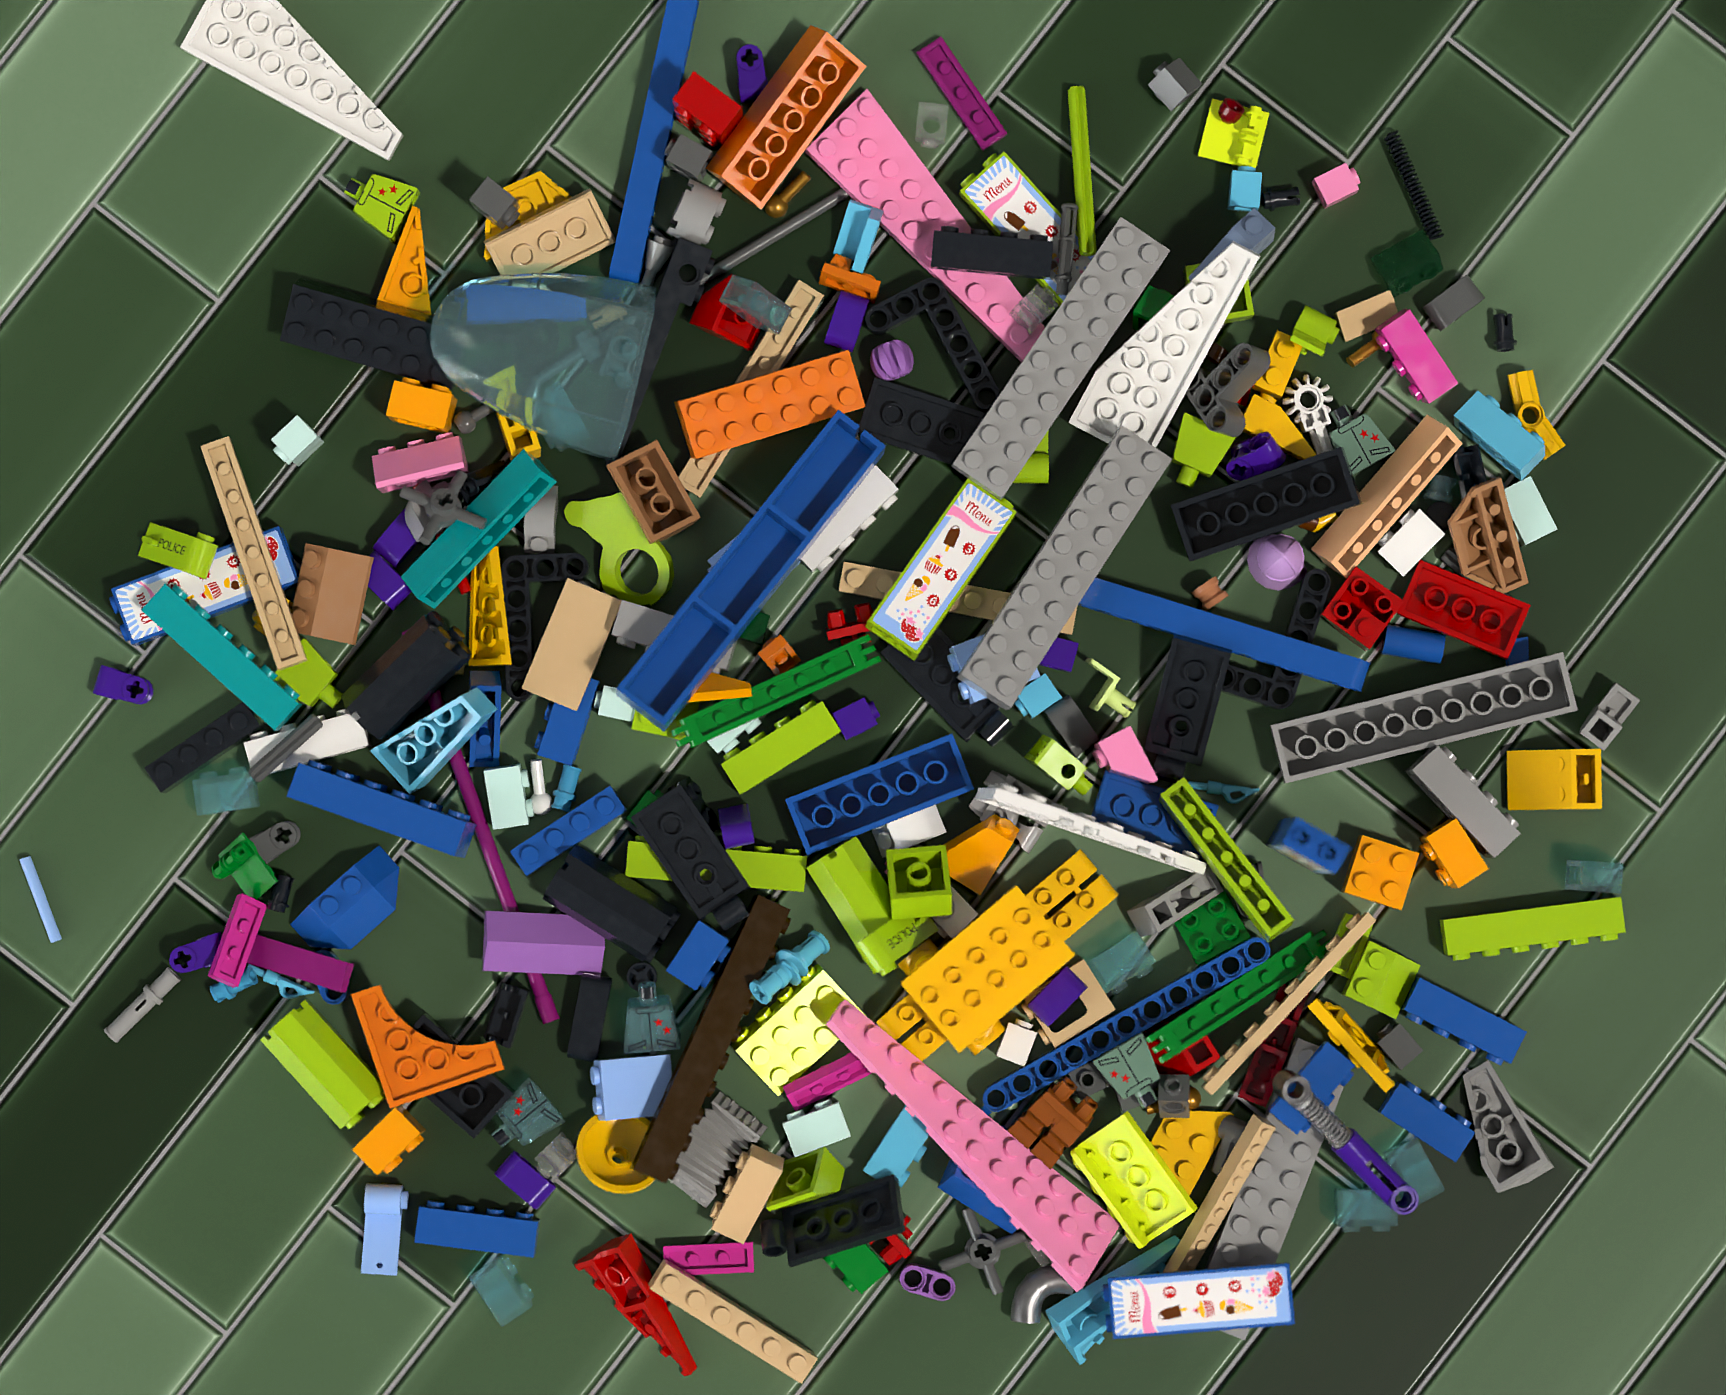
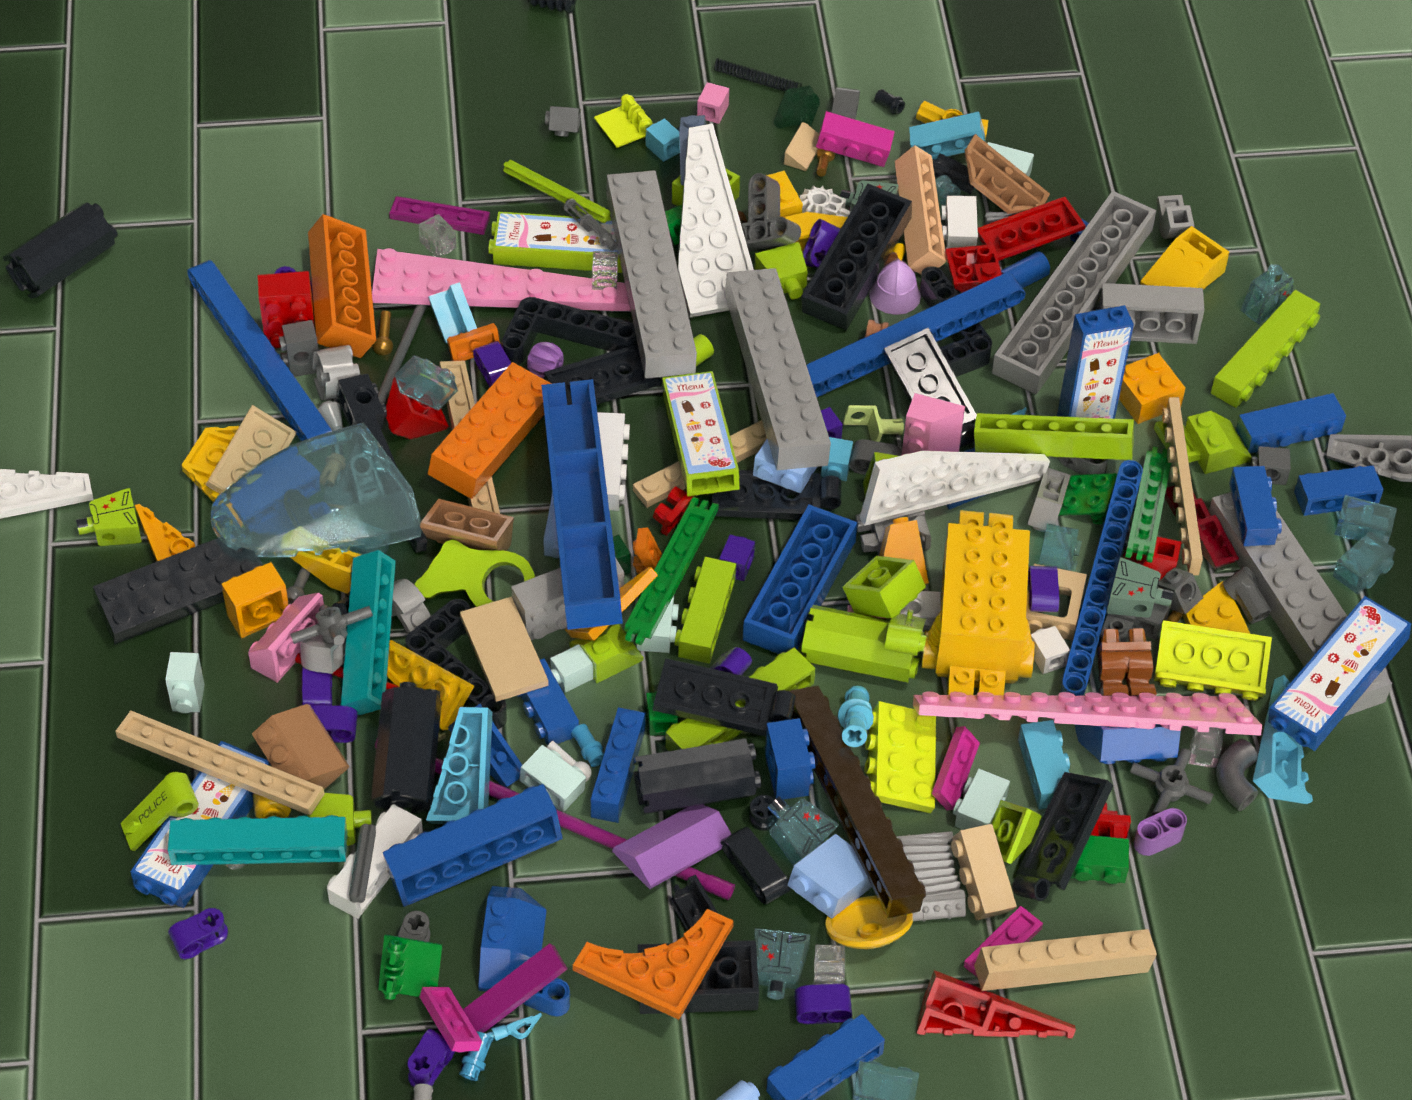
camera: 45 degrees left, 35 degrees down
(204, 747) = (299, 921): black brick -> none
(226, 792) = (345, 938): clear light blue brick -> none
(280, 894) = (453, 974): black pin -> none
(325, 1065) = (600, 1043): lime brick -> none
(389, 1139) = (701, 1052): light orange brick -> none
(495, 204) = (193, 449): dark grey brick -> none
(909, 830) = (834, 595): white brick -> none
(992, 254) = (549, 255): black brick -> none
(1221, 1195) = (1273, 611): tan piece -> none
(1230, 111) = (612, 109): dark red hinge -> none
(1314, 331) = (787, 160): lime door -> none
(1347, 1143) = (1370, 523): piece -> none
(1361, 1048) = (1219, 471): yellow wing -> none
(1452, 853) = (1179, 339): light orange brick -> none

